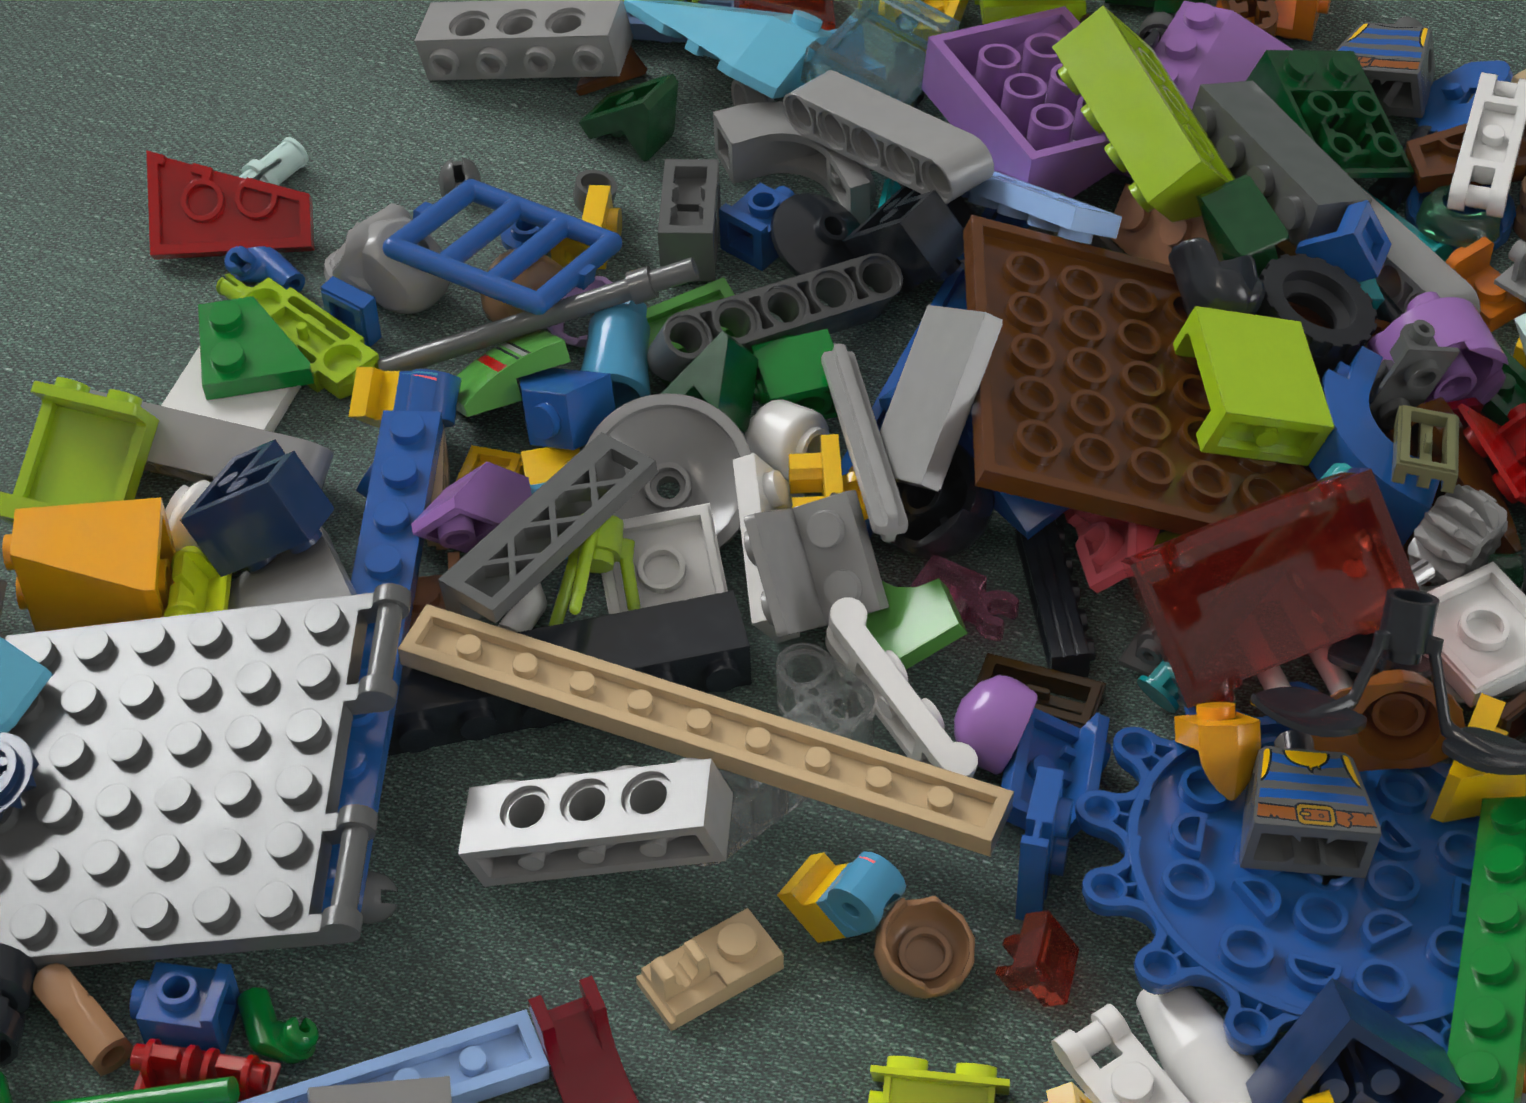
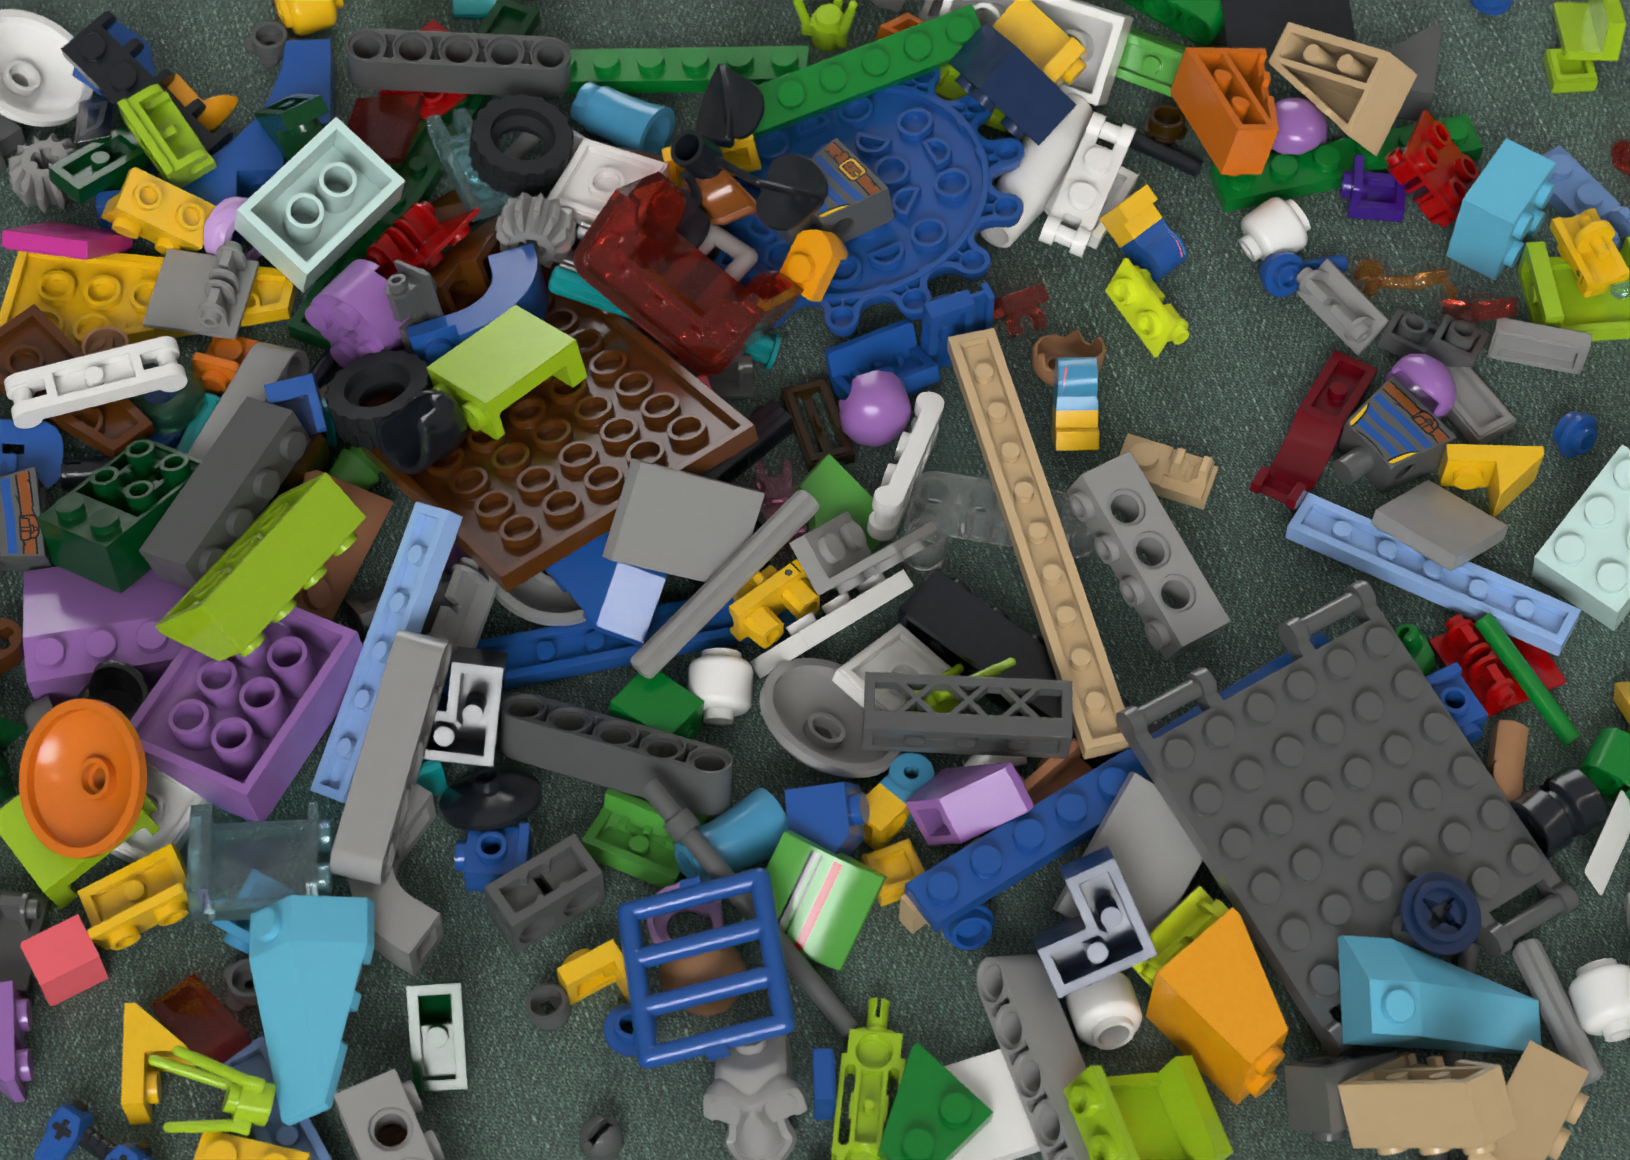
camera: 130 degrees left, 10 degrees up
(403, 391) = (890, 943): leg -> none
(722, 377) = (728, 730): dark green slope -> none
(1241, 222) = (343, 454): dark green slope -> none
(1423, 464) = (496, 257): olive tile -> none

